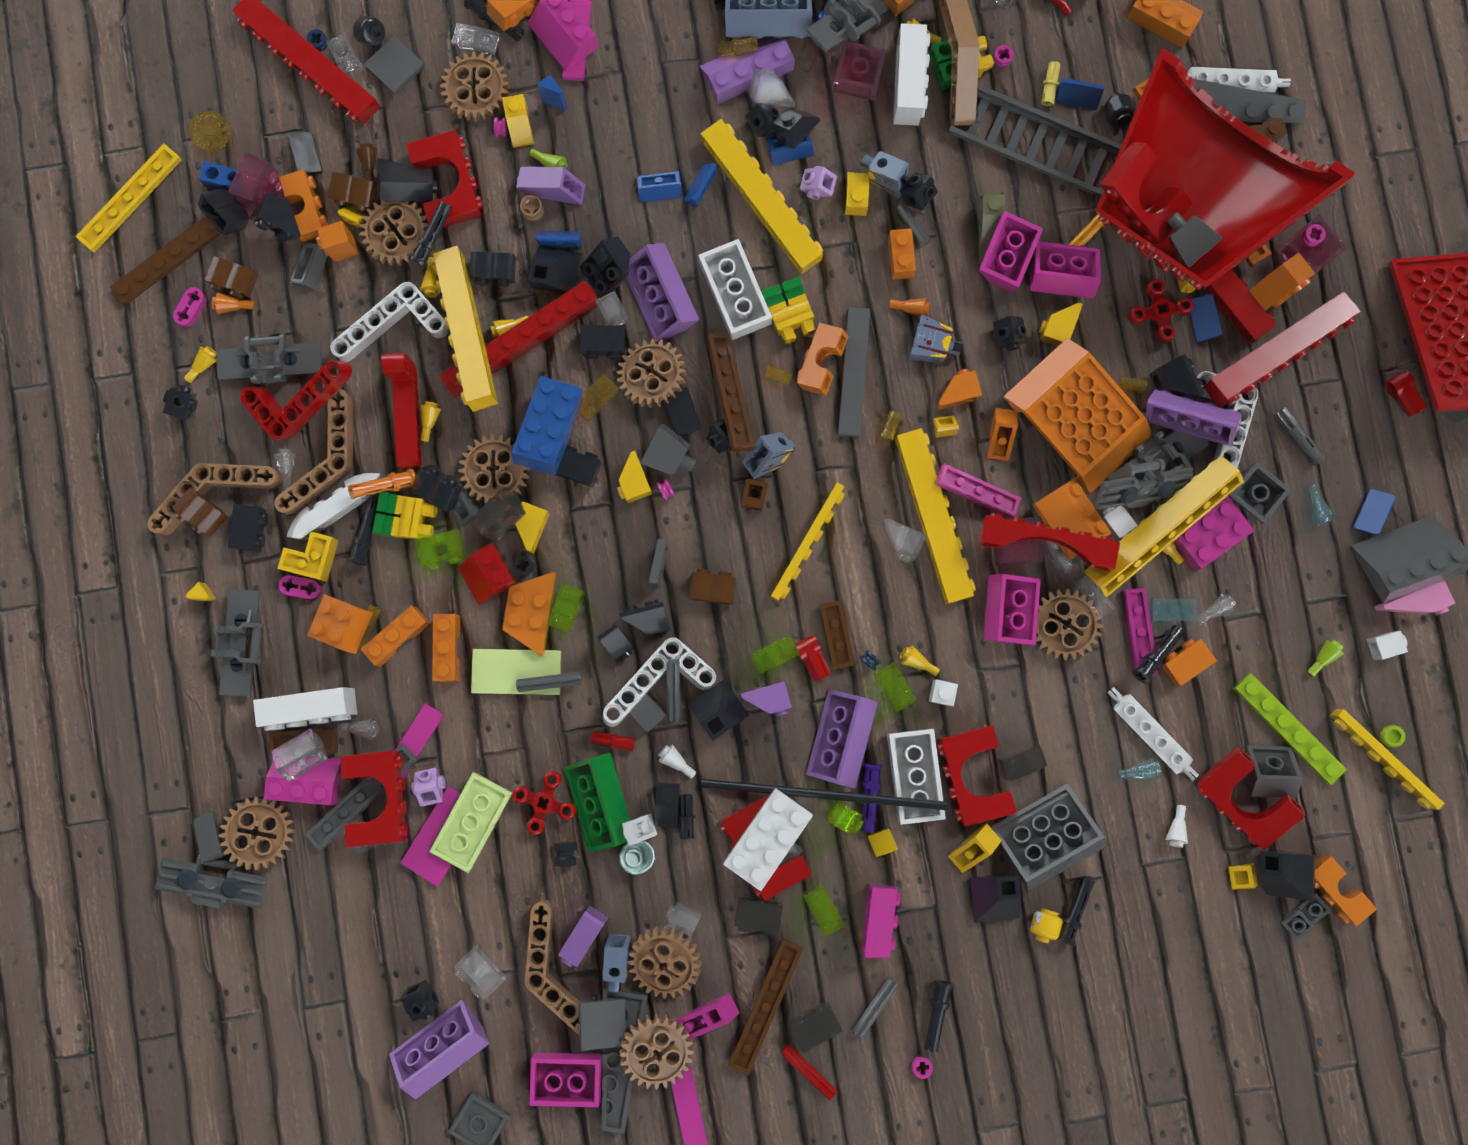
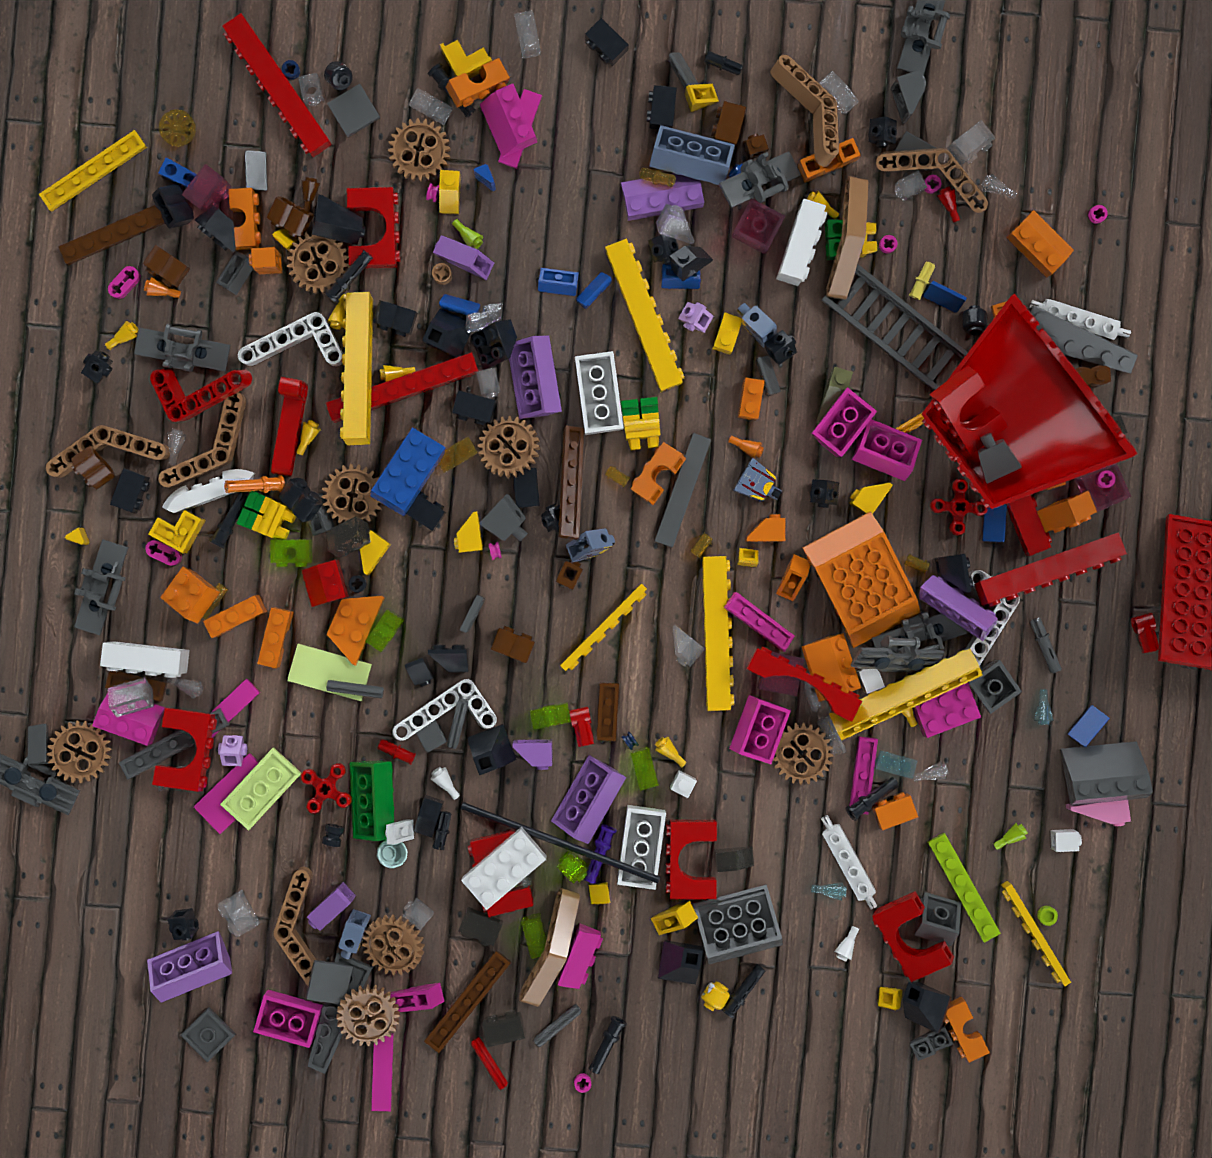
camera: 15 degrees right, 5 degrees up
(585, 244) = (490, 314): none -> clear slope
(851, 919) = (555, 949): none -> medium nougat beam

